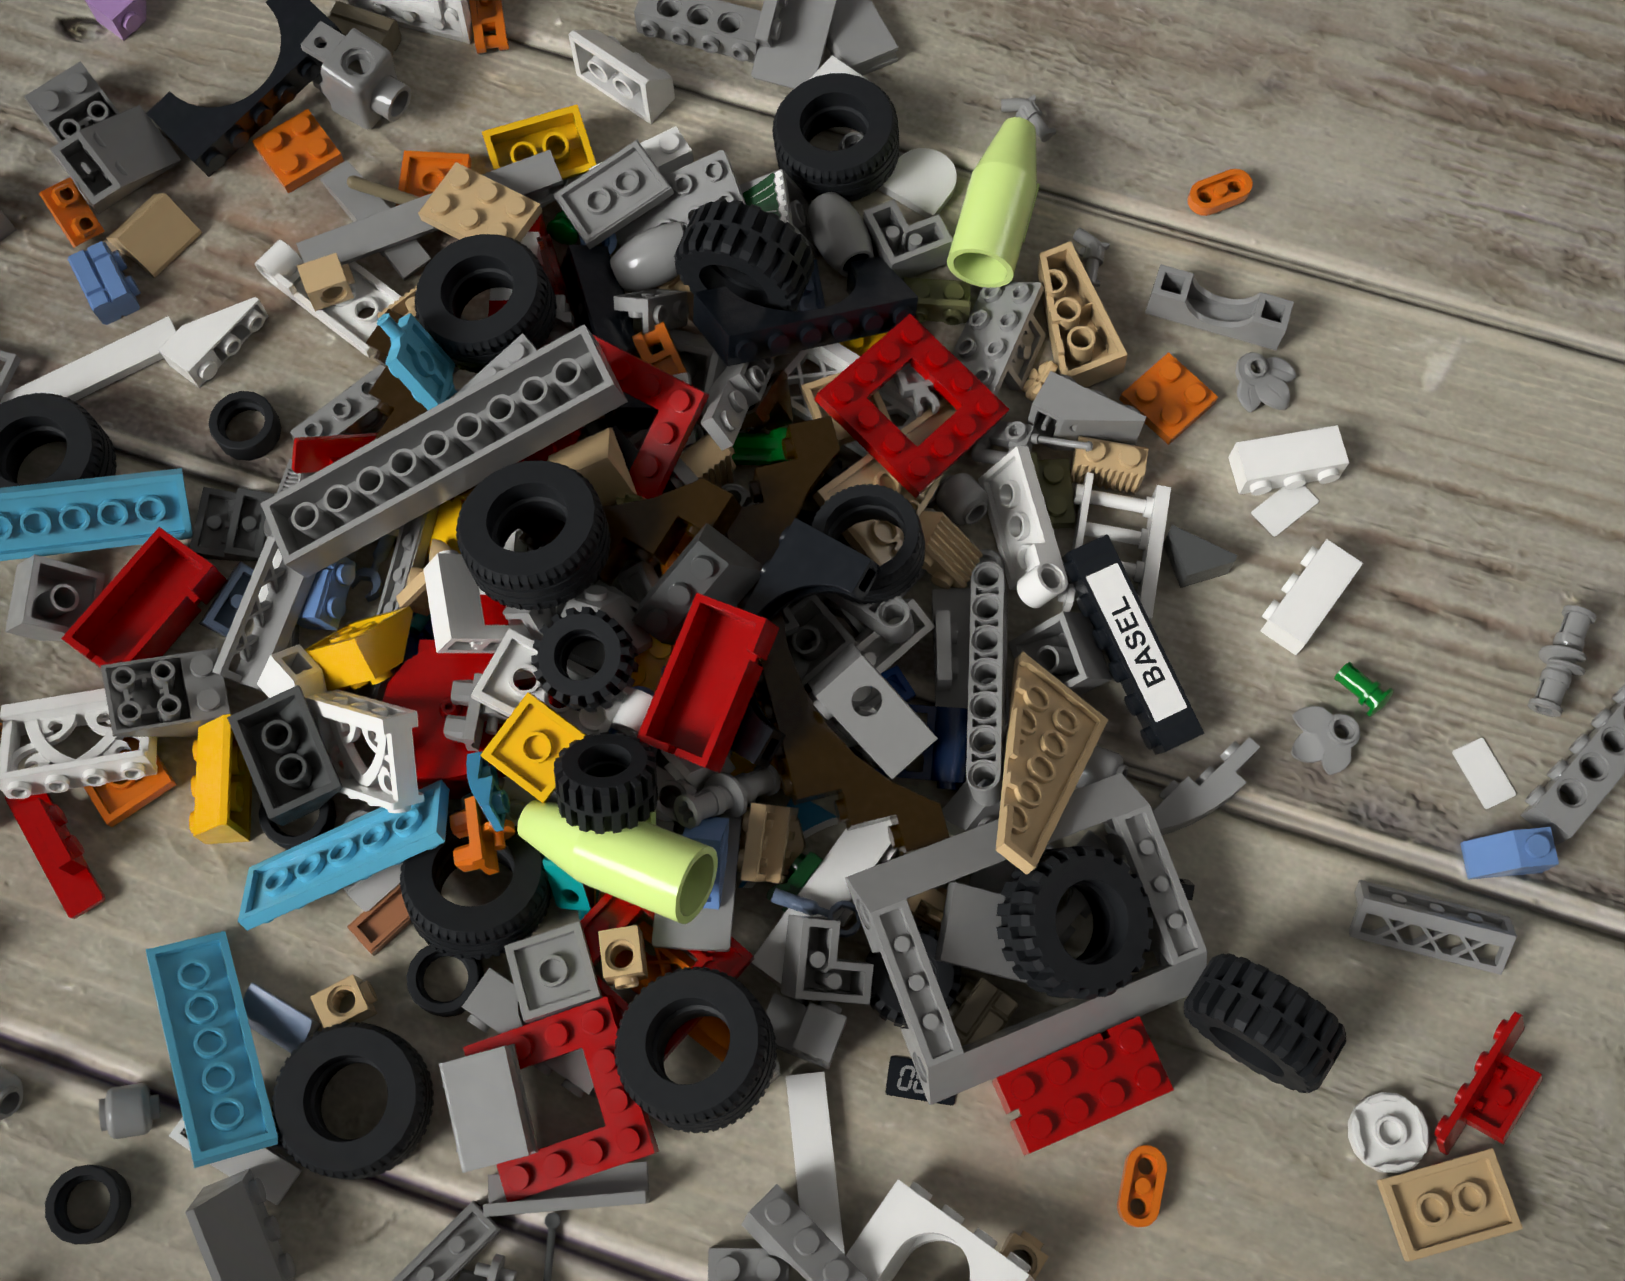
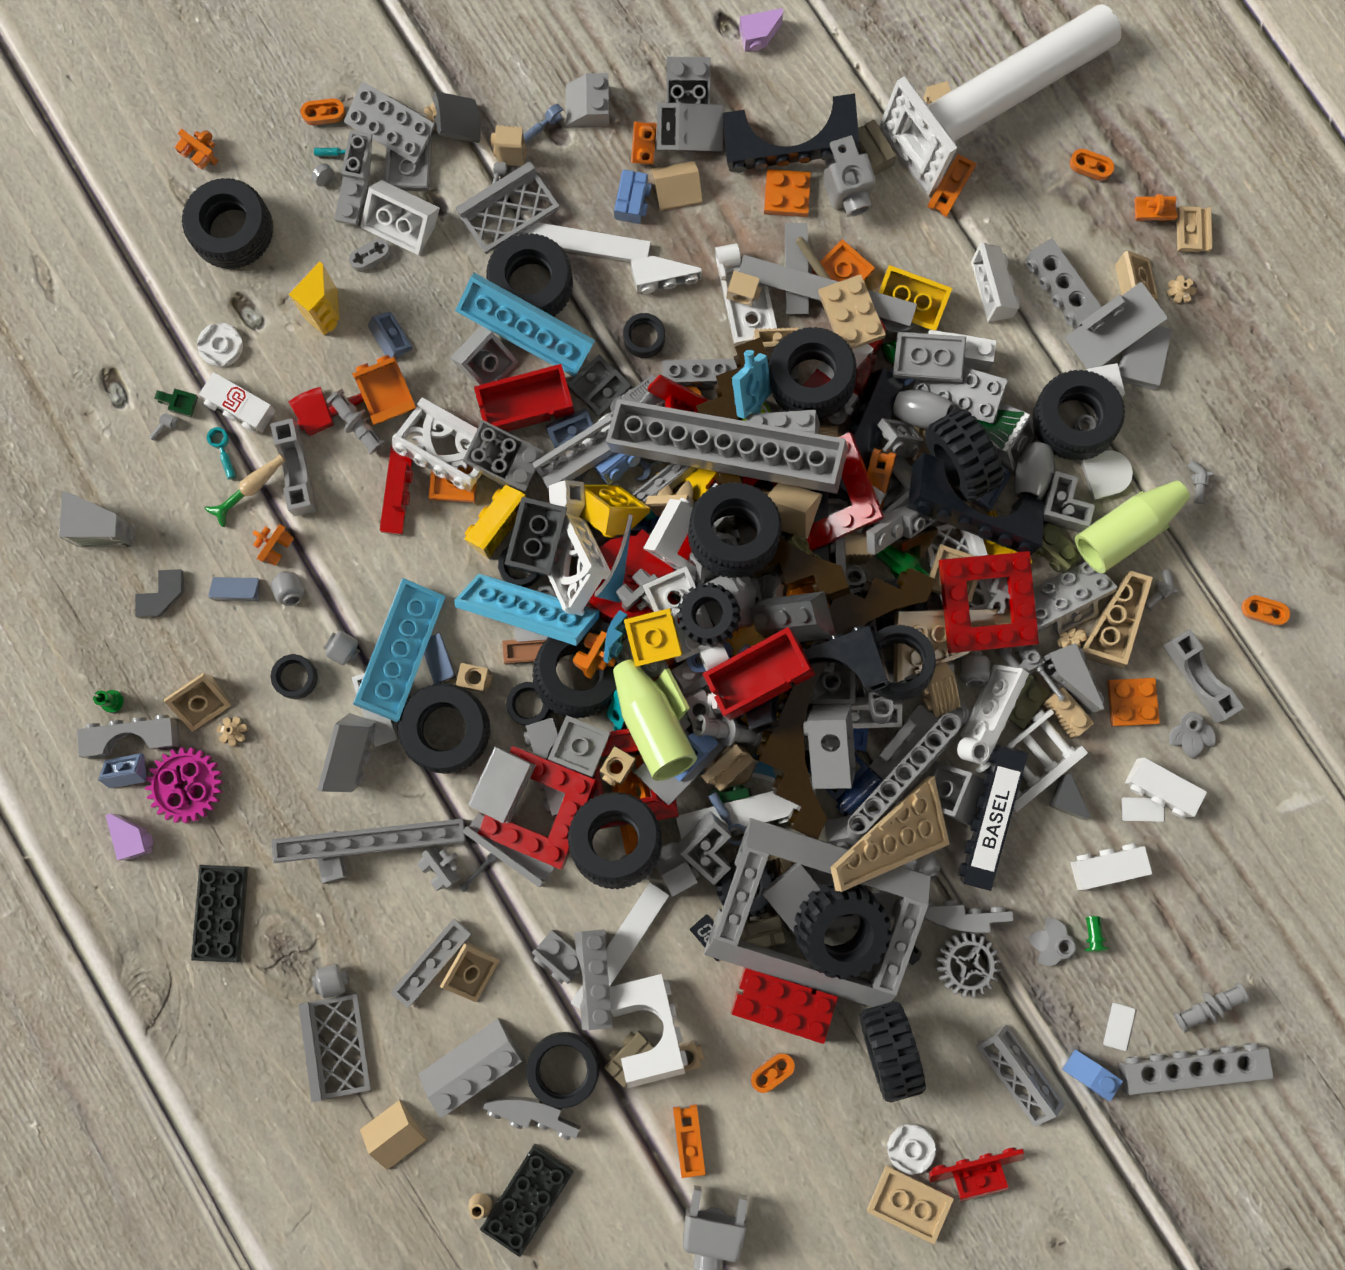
camera: 40 degrees right, 10 degrees up
(430, 718) = (616, 578): none -> dark azure sticker
(606, 782) = (662, 695): black tyre -> none
(1257, 860) = (987, 974): none -> light grey gear

